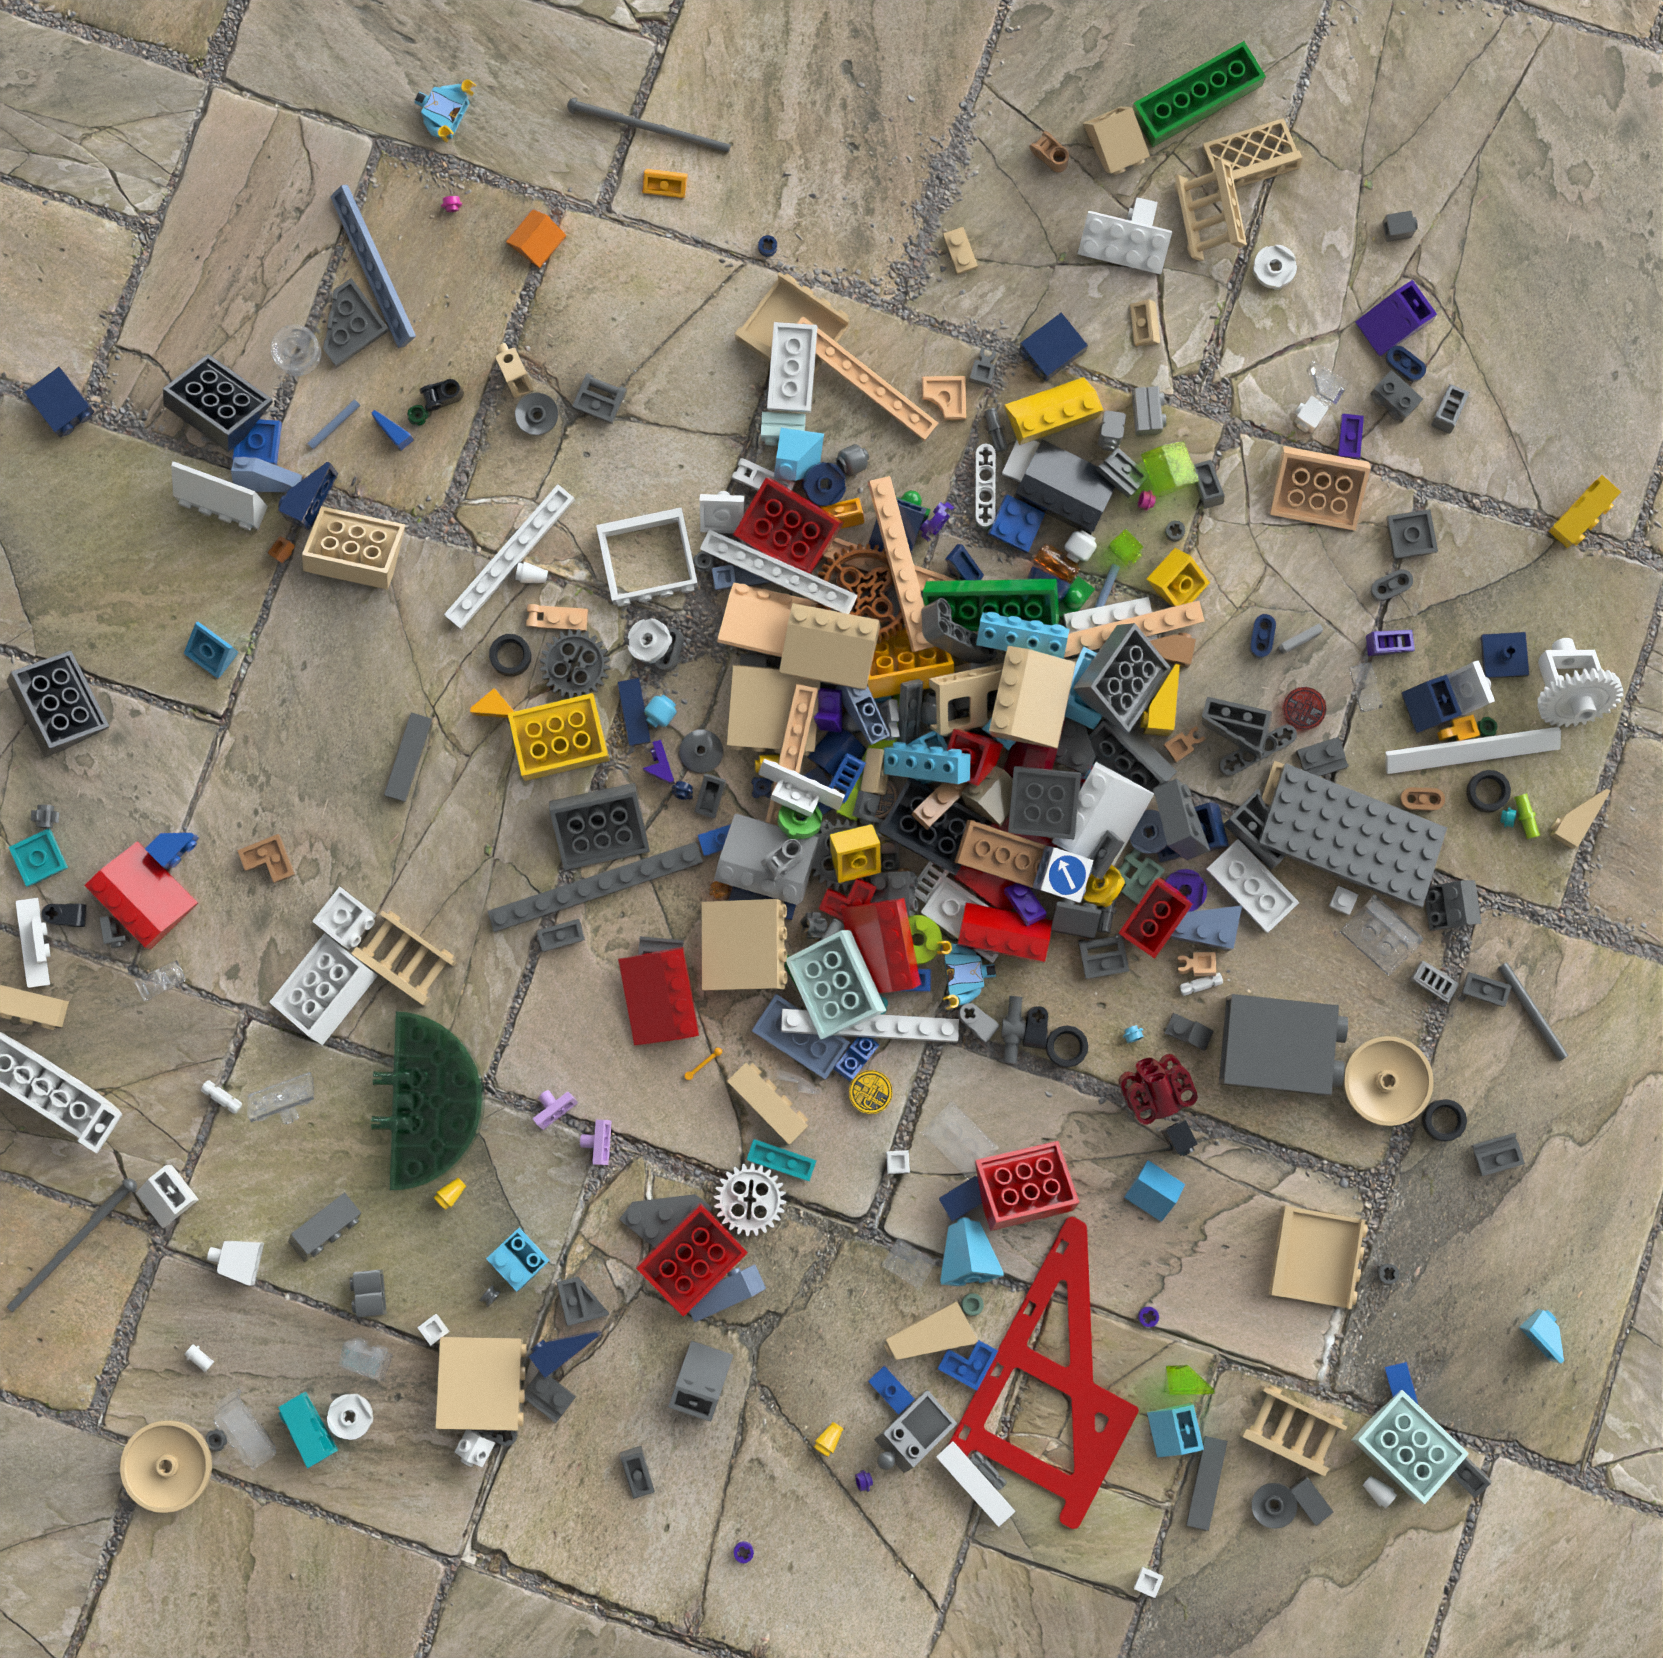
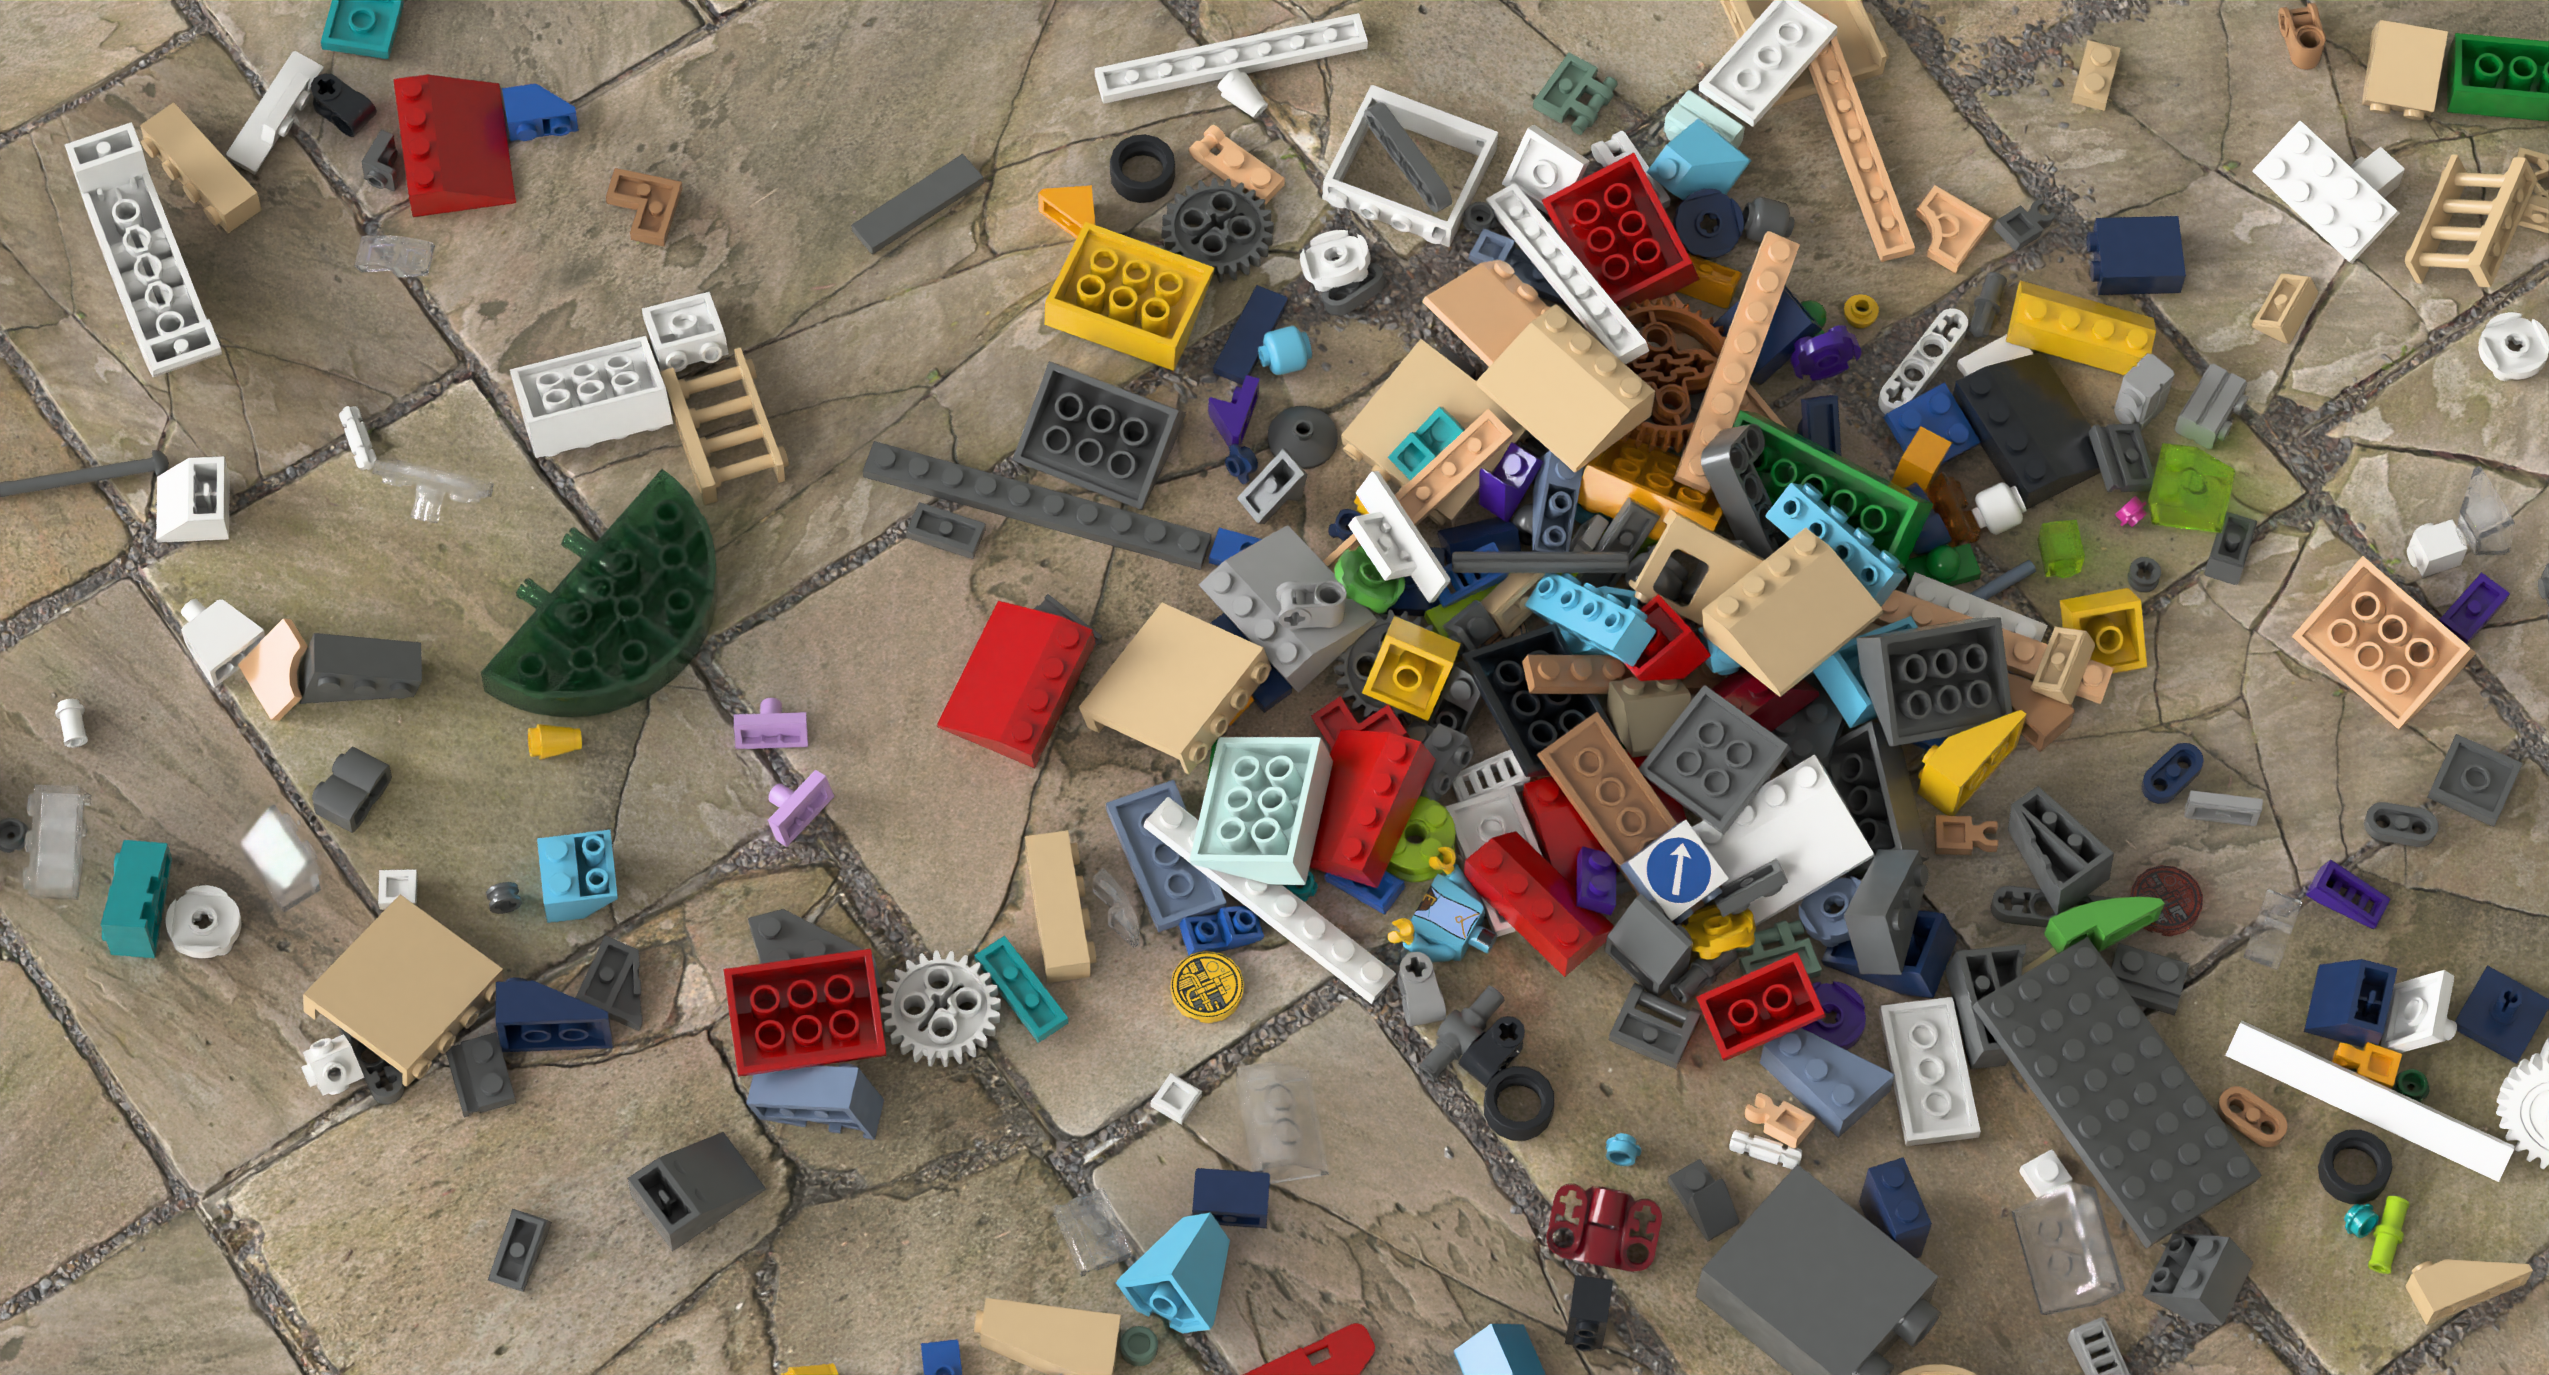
camera: 30 degrees right, 20 degrees down
(279, 1257) = (273, 669): none -> light nougat tile
(647, 557) = (1408, 157): none -> dark grey beam
(689, 1075) = (980, 808): light orange hinge -> none
(695, 453) = (1566, 87): none -> sand green plate
(718, 889) = (1198, 606): clear orange plate -> none
(776, 721) = (1426, 443): none -> teal slope
(813, 925) = (1288, 724): dark grey gear -> none
(880, 749) = (1540, 562): none -> dark grey axle
(934, 484) = (1857, 318): none -> yellow plate
(1025, 1185) = (1327, 1232): red slope -> none
(1026, 549) = (1921, 459): none -> light orange slope
(1175, 619) = (2063, 664): none -> tan slope
(1286, 750) = (2102, 921): none -> bright green slope
(1291, 979) = (1895, 1206): none -> dark blue brick

